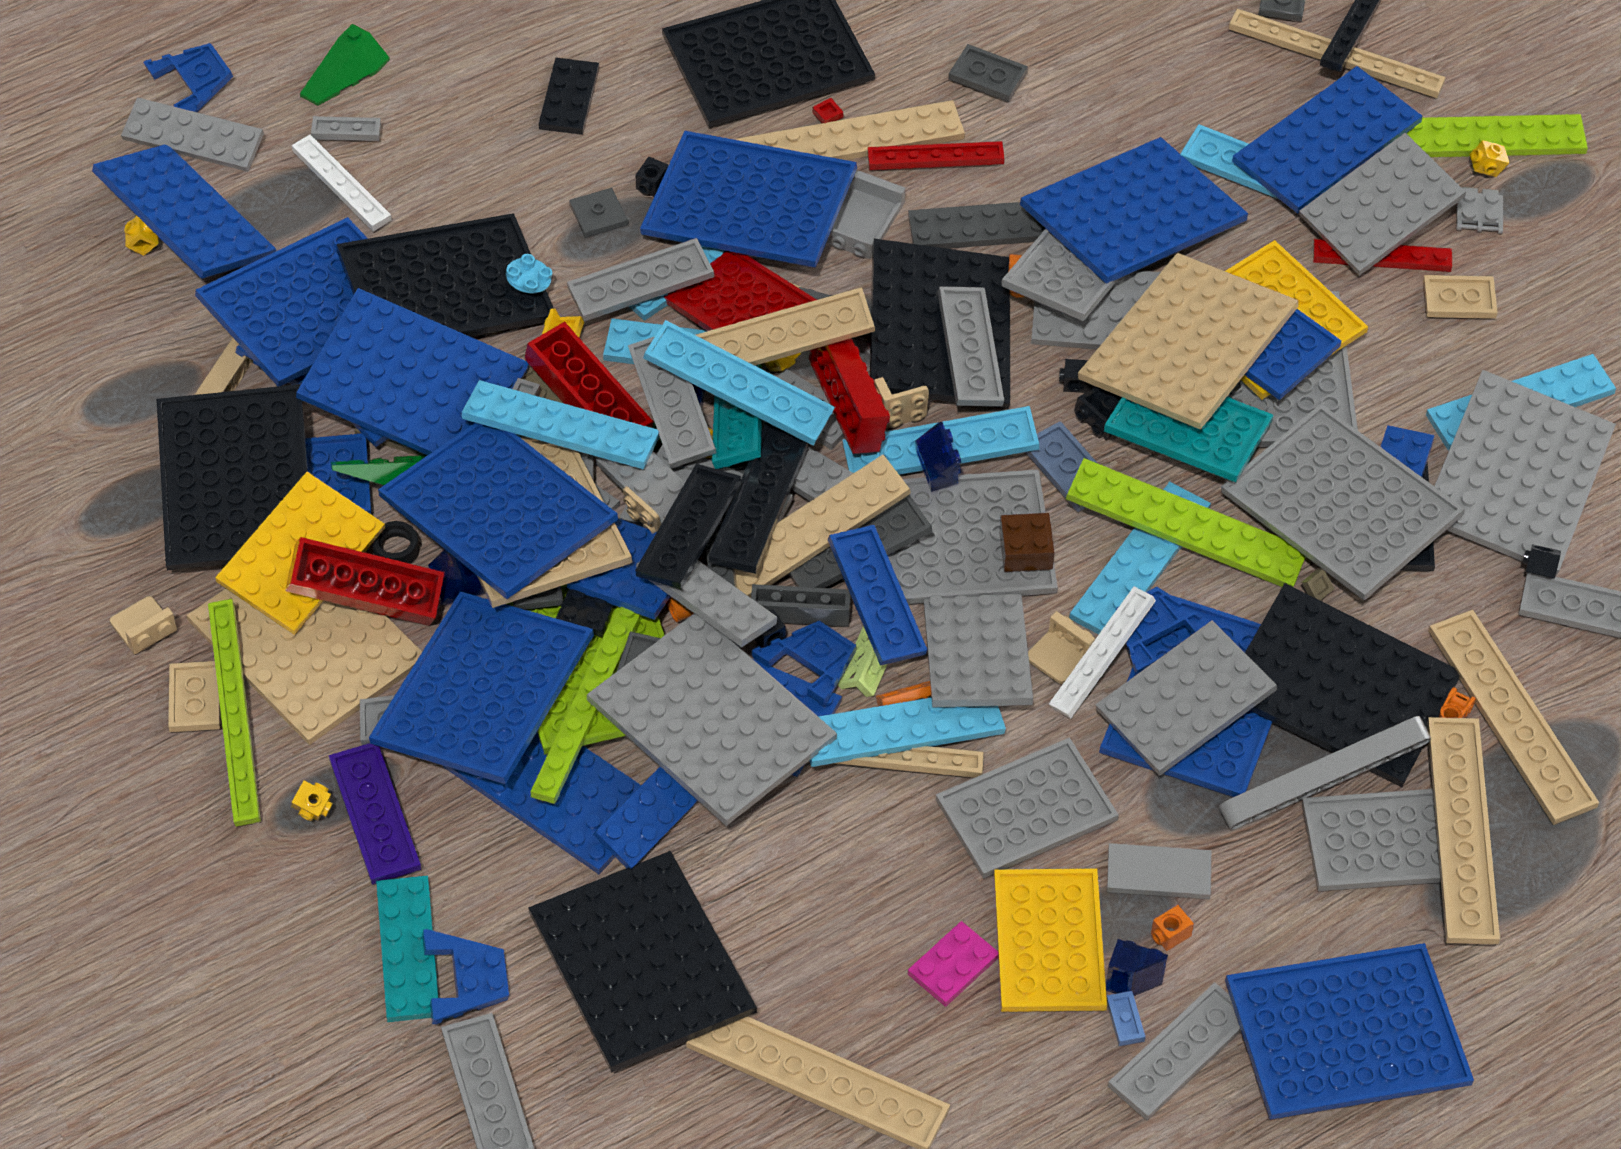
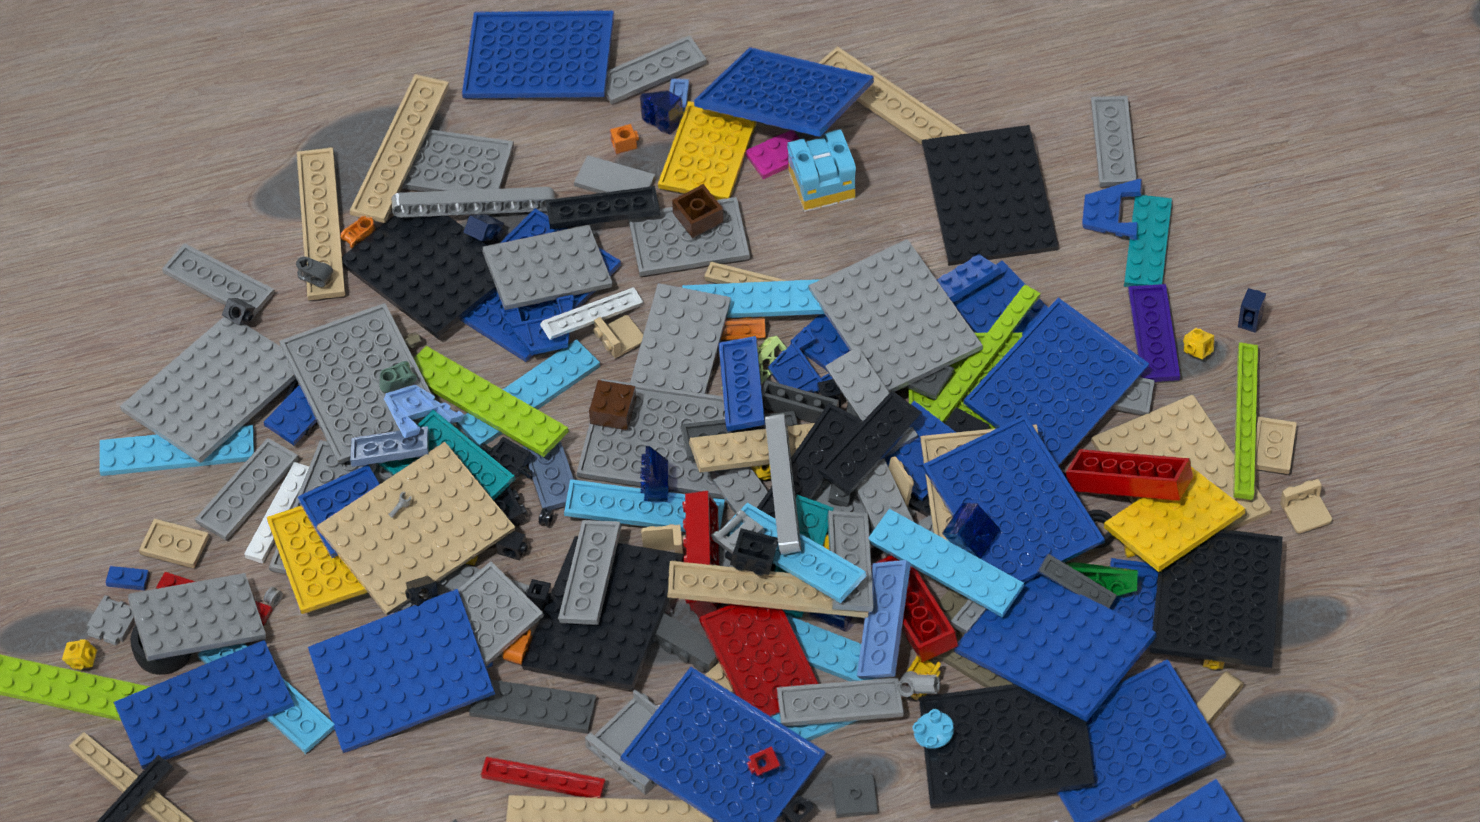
camera: 160 degrees left, 0 degrees up
(247, 855) = (1251, 310): none -> dark blue brick
(402, 443) = (1075, 581): none -> dark grey plate
(538, 448) = (971, 529): none -> clear blue slope
(563, 305) = (915, 683): none -> light grey piece
(614, 368) = (884, 623): none -> medium blue plate
(700, 187) = (767, 755): none -> red brick
(778, 453) = (783, 484): none -> light grey beam
(781, 359) = (754, 552): none -> black plate
(805, 389) = (729, 543): none -> light grey plate
(880, 918) = (822, 170): none -> medium azure piece
(970, 1016) = (784, 91): none -> blue plate
(1020, 320) = (539, 593): none -> black brick
(1022, 817) = (697, 210): none -> reddish brown brick
(1052, 414) = (546, 517): none -> black bush
(1127, 459) = (510, 456): none -> black plate
(1148, 272) = (428, 587): none -> black brick
(1152, 805) = (602, 207): none -> black plate
(1214, 339) = (402, 503): none -> light grey hand
(1263, 413) = (388, 447): none -> sand blue plate
(1264, 471) = (415, 403): none -> light blue wing
(1294, 738) = (484, 227): none -> dark blue brick
(1297, 503) = (399, 376): none -> sand green piece
(1317, 265) = (273, 596): none -> light grey bush
(1364, 363) = (284, 500): none -> white plate
(1413, 372) = (246, 489): none -> light grey plate
(1477, 628) = (315, 273): none -> dark grey piece
(1490, 255) = (127, 578): none -> blue plate

